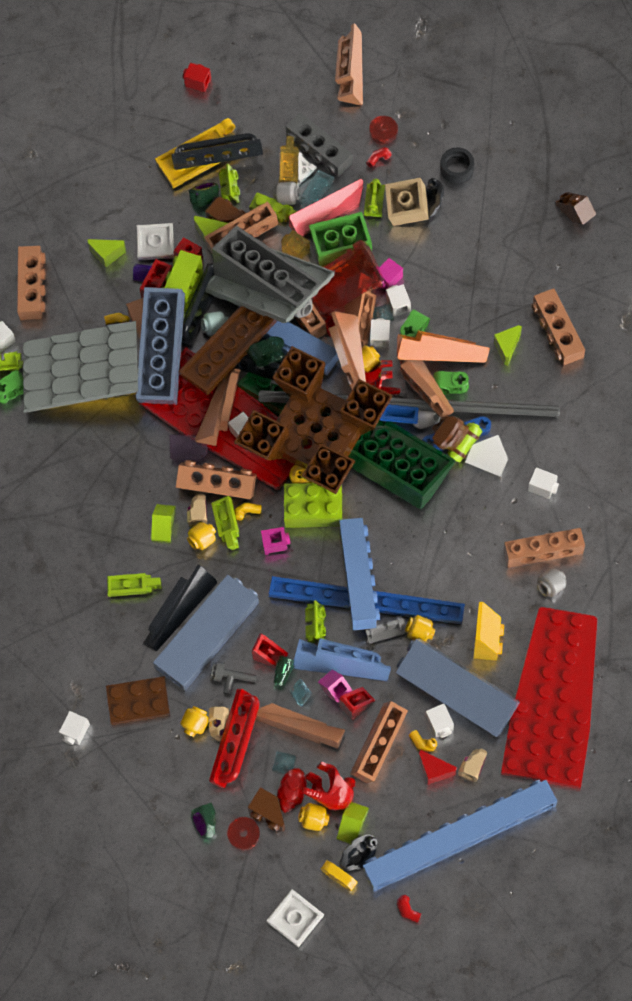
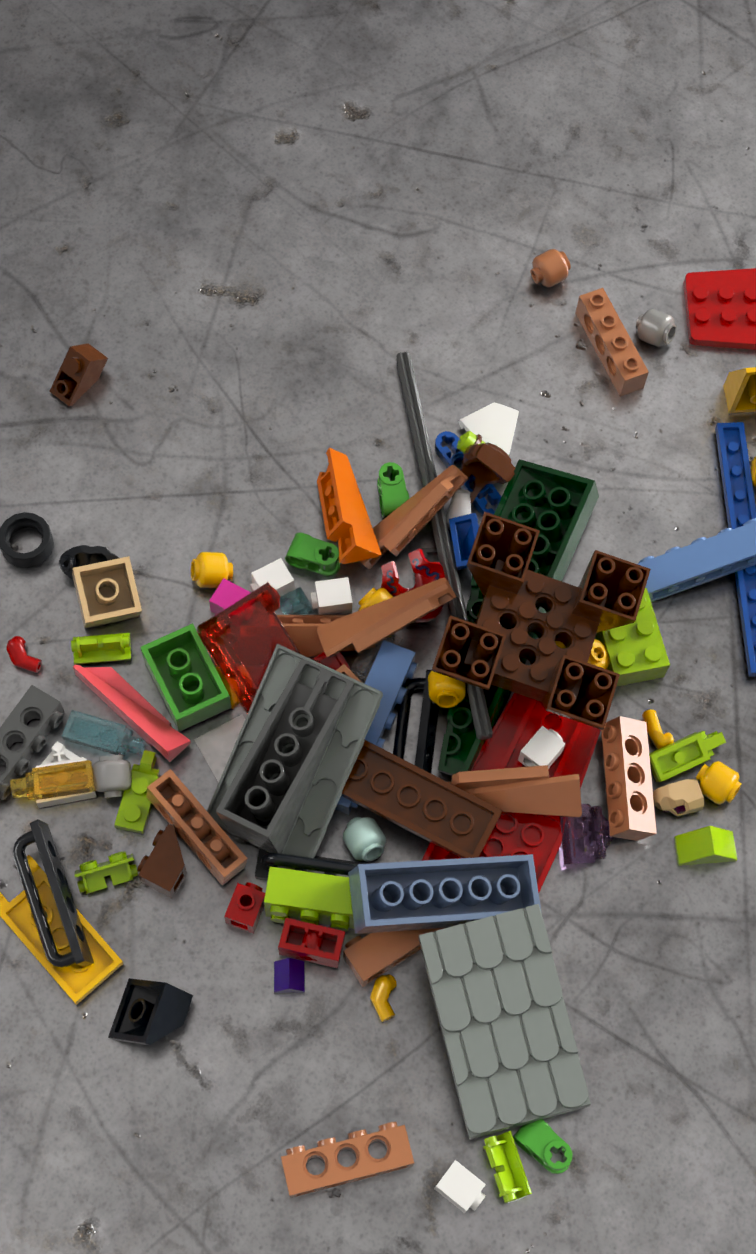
camera: 110 degrees left, 0 degrees up
(107, 250) = (265, 1044): lime slope -> none
(139, 196) = (149, 1011): none -> black slope
(155, 241) = (230, 968): white plate -> none
(203, 194) = (131, 907): clear green rock -> none
(206, 226) = (198, 882): lime slope -> none
(266, 353) = (410, 741): clear green piece -> none
(272, 535) = (701, 672): dark pink brick -> none
(295, 245) = (209, 746): clear yellow slope -> none
(413, 265) = (210, 569): none -> yellow head
(506, 342) = (315, 428): lime slope -> none
(543, 483) = (517, 356): white brick -> none
(550, 302) = (281, 357): nougat brick -> none
(613, 520) = (550, 268): none -> nougat head

